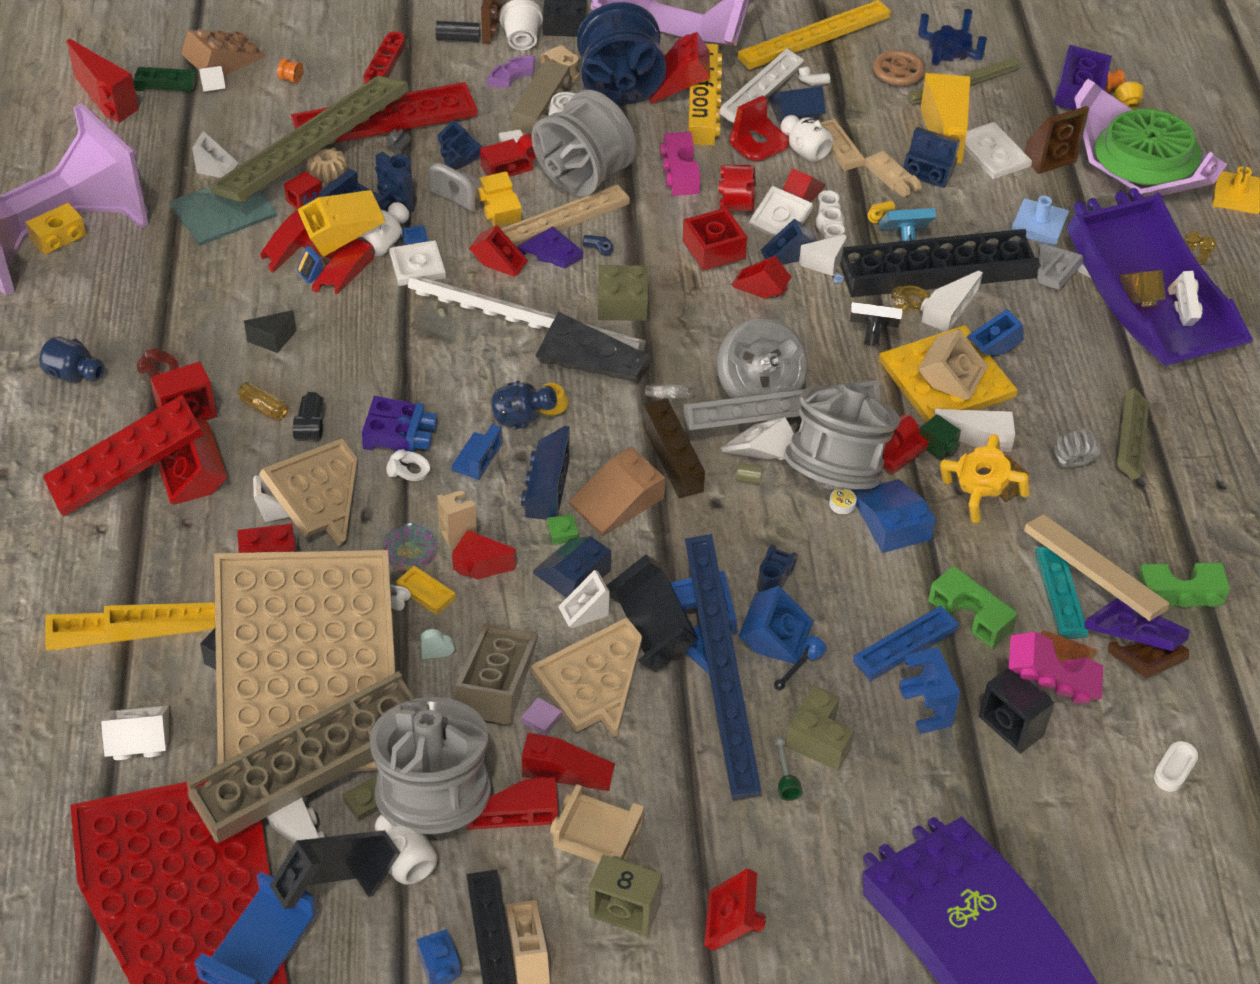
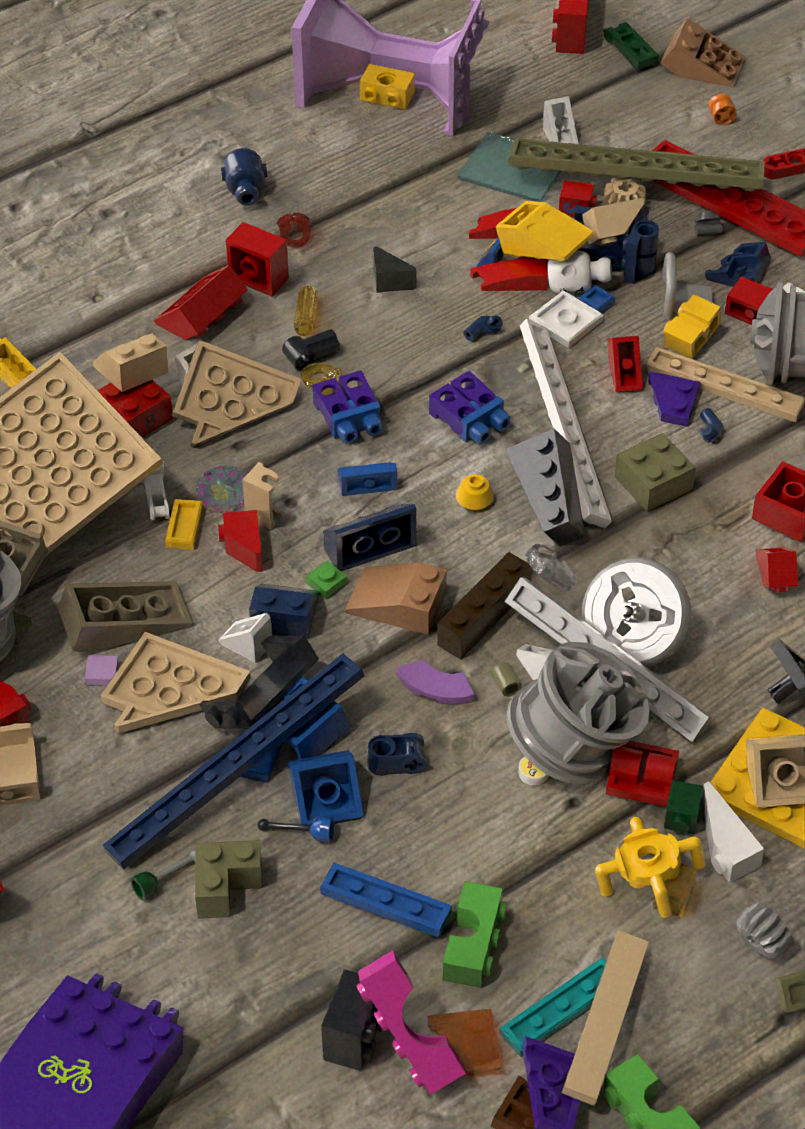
camera: 60 degrees right, 0 degrees up
(122, 455) = (165, 260): red plate -> none
(212, 78) = (660, 70): white tile -> none
(238, 524) = (134, 362): none -> tan slope
(354, 430) = (328, 370): none -> clear yellow piece
(367, 173) = (611, 220): none -> tan slope
(381, 308) = (483, 325): none -> dark blue arm
(395, 468) = (321, 433): white piece -> none
(435, 644) = (122, 558): light aqua tile -> none
(466, 358) = (469, 409): none -> hips
(521, 403) = (439, 469): dark blue piece -> none
(566, 762) = (57, 709): red slope -> none
(721, 516) = (429, 682): none -> medium lavender tile
(895, 515) = (546, 817): blue slope -> none
(935, 685) = (329, 946): blue panel -> none

